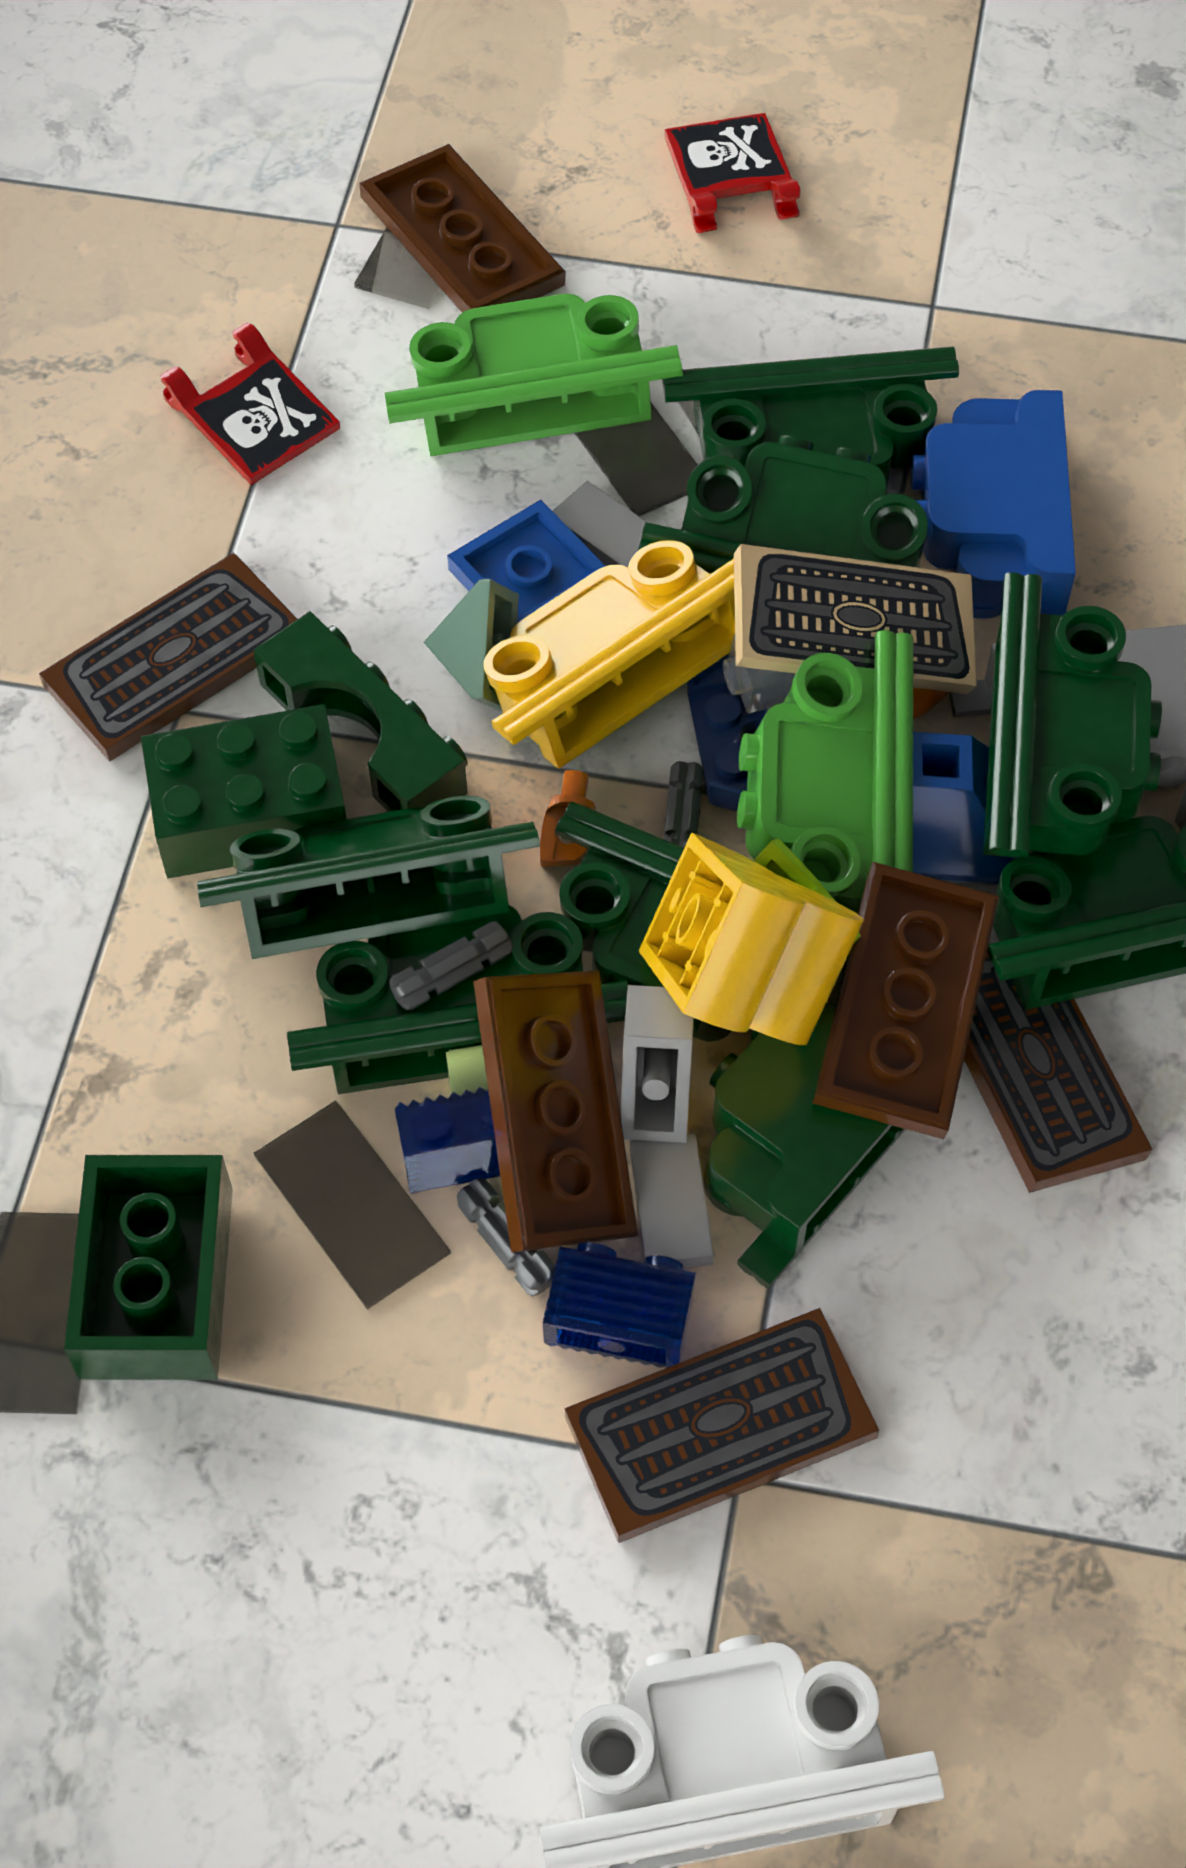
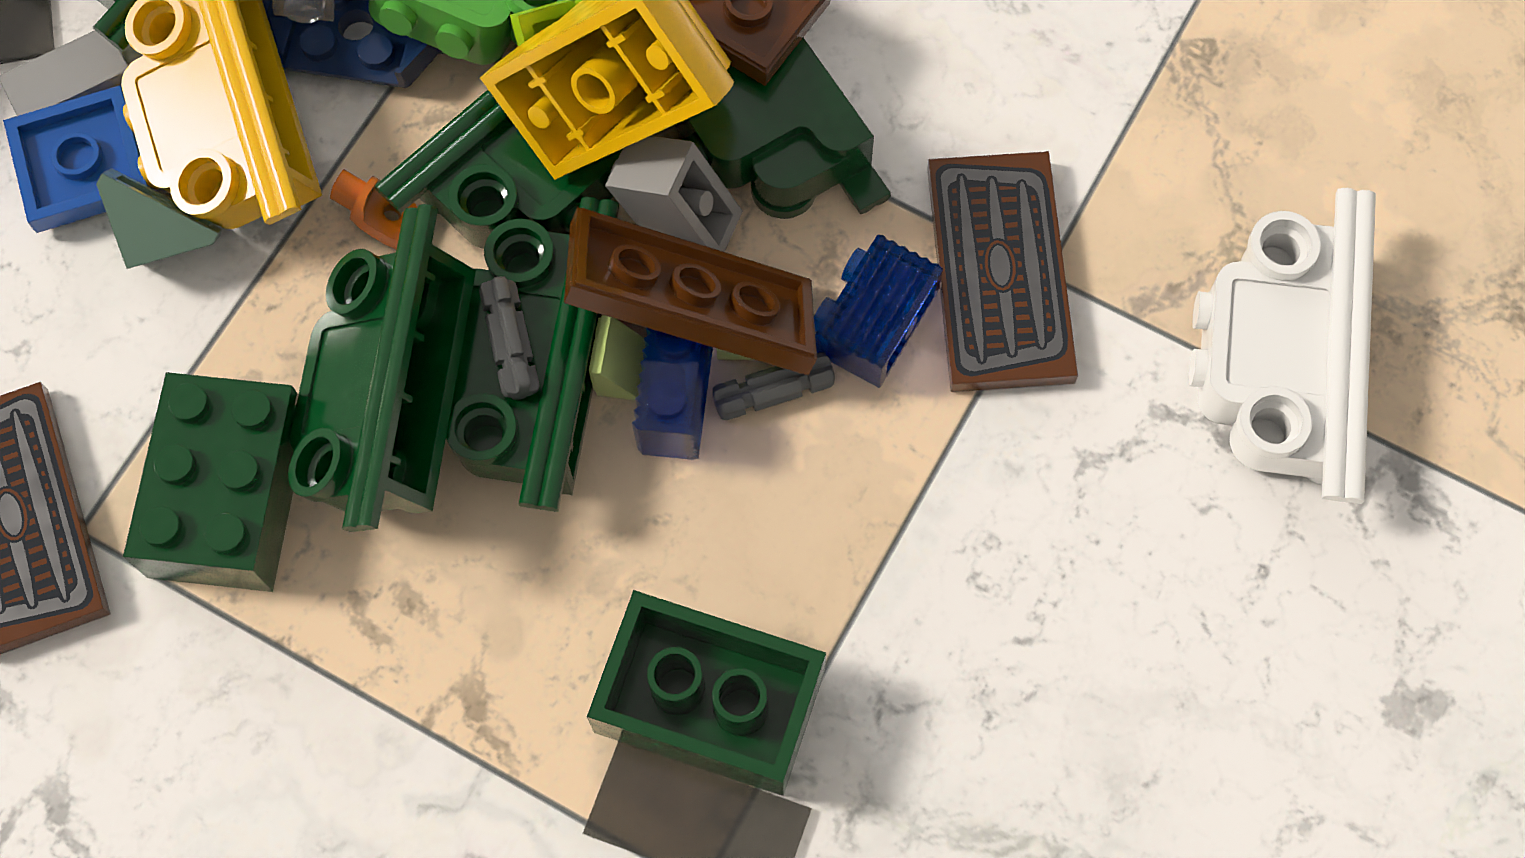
camera: 70 degrees left, 10 degrees up
(316, 666) = (108, 380): dark green arch -> none
(352, 1204) = (687, 512): clear smoke piece -> none
(671, 1201) = (793, 243): light grey tile -> none
(683, 802) = (400, 110): dark grey axle -> none

